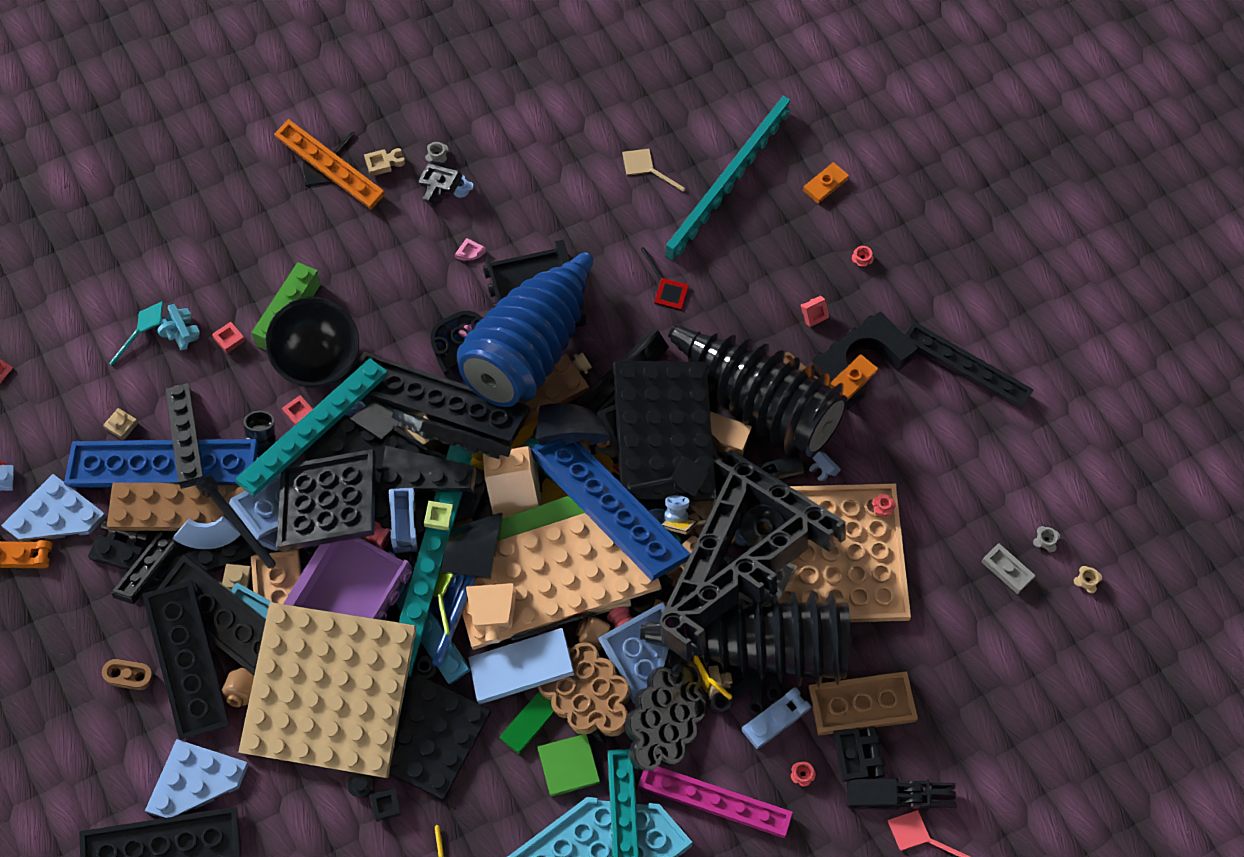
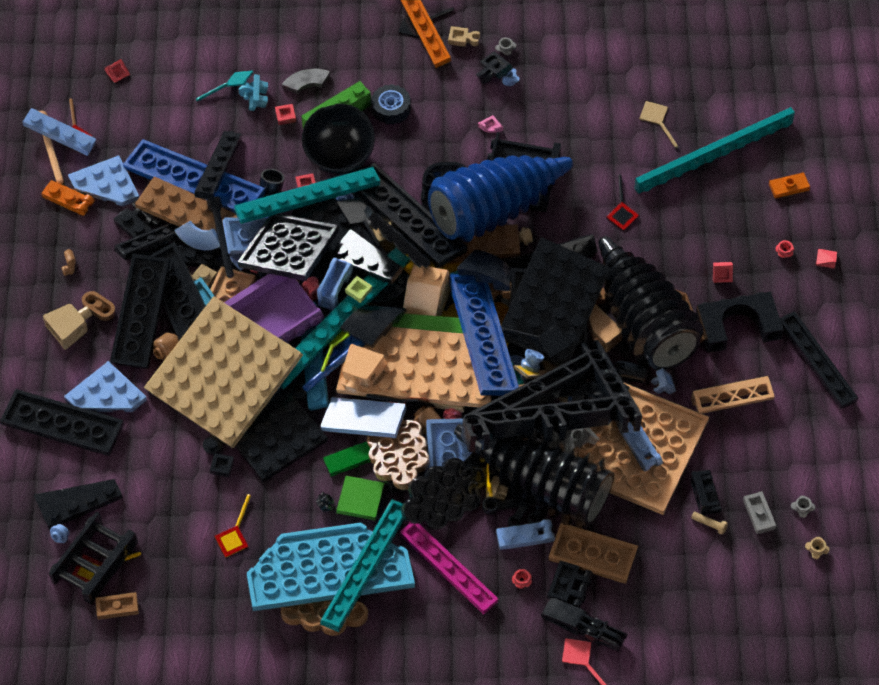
camera: 30 degrees right, 5 degrees down
(63, 634) = (70, 259): none -> medium nougat arm
(101, 716) = (67, 324): none -> tan torso
(120, 424) = (181, 142): tan tile -> none
(228, 285) = (305, 79): none -> flat silver tile
(345, 263) = (391, 104): none -> black wheel
(532, 791) = (325, 502): none -> black plate
(847, 556) = (642, 448): none -> light blue plate
(855, 376) = (720, 328): orange plate -> none
(880, 510) = (689, 431): coral plate -> none
(901, 443) = (732, 391): none -> light nougat fence
(910, 247) = (826, 258): none -> coral slope
(938, 574) = (705, 492): none -> black hinge
(978, 605) = (721, 527): none -> tan piece

